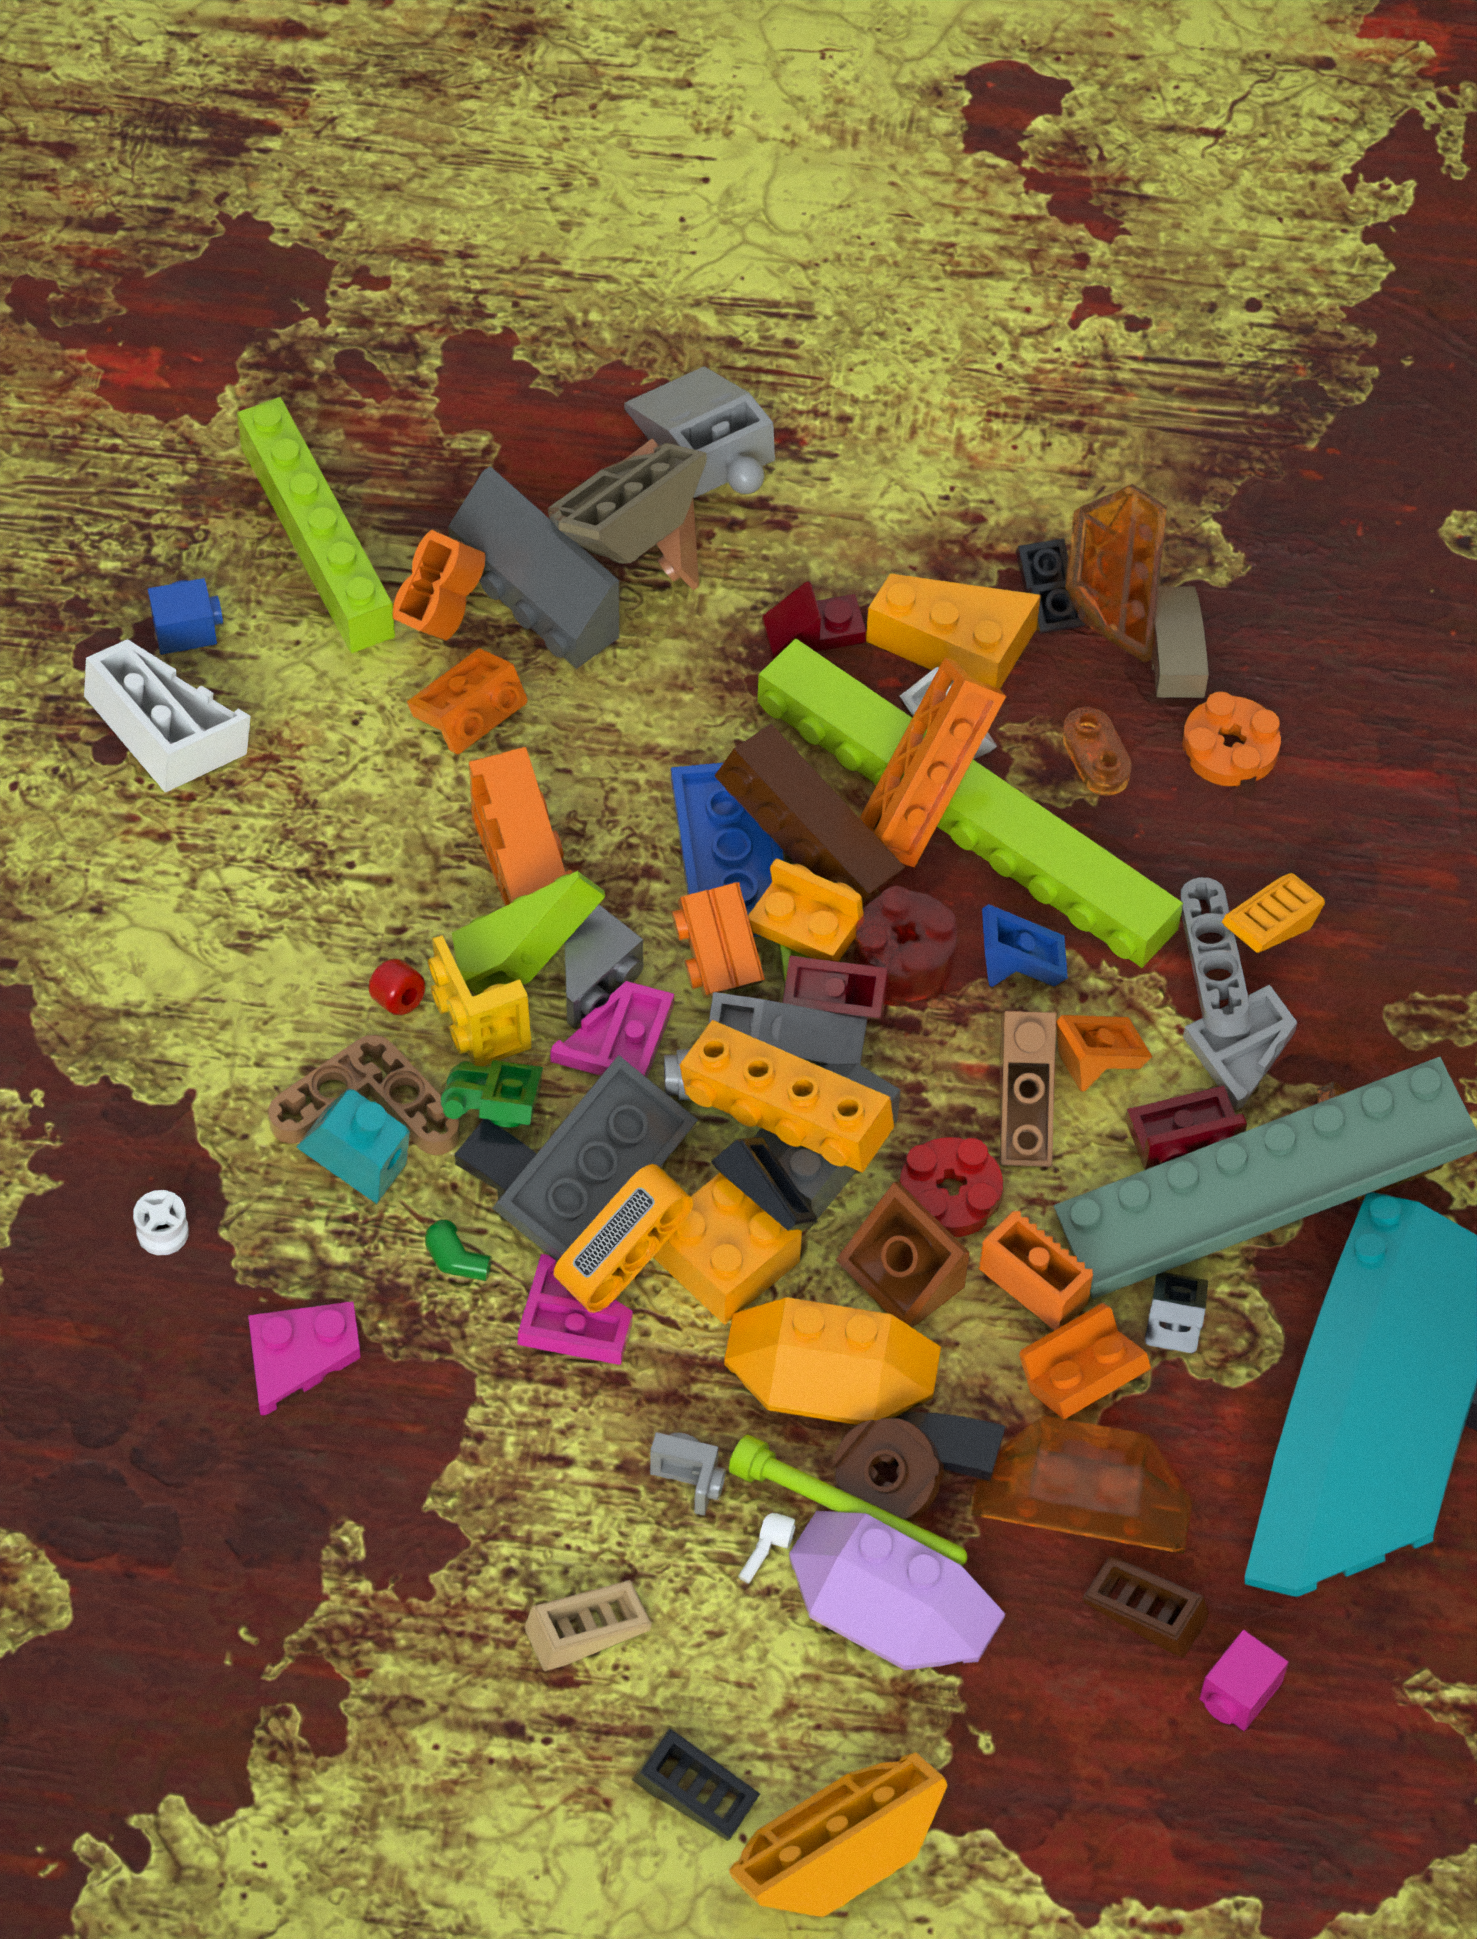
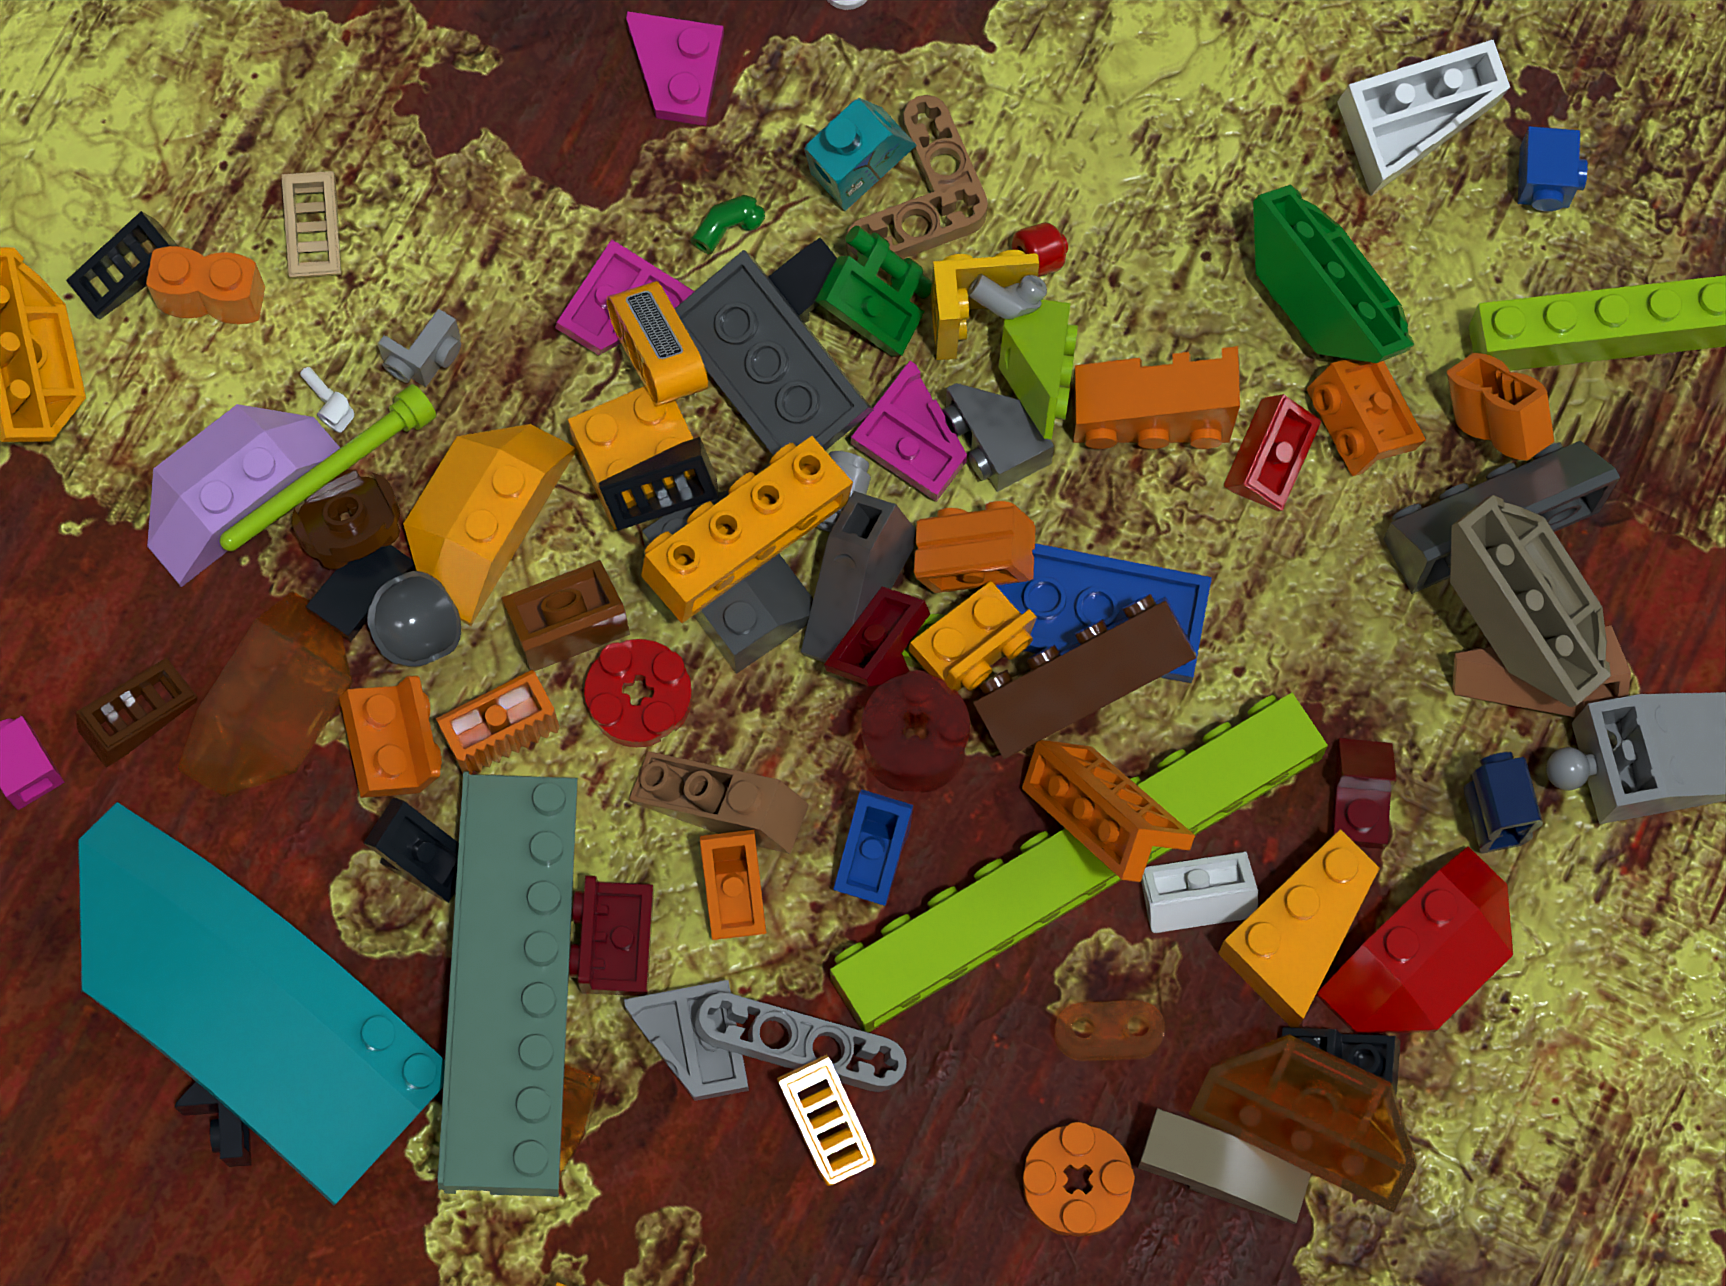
camera: 110 degrees right, 15 degrees up
(366, 741) = (1325, 281): none -> green wedge
(473, 962) = (1009, 301): none -> light grey arm
(552, 761) = (1272, 452): none -> red slope
(695, 1685) = (196, 285): none -> orange brick
(796, 509) = (1502, 803): none -> dark blue brick
(928, 539) = (1427, 953): none -> red wedge
(970, 1378) = (414, 620): none -> dark grey helmet

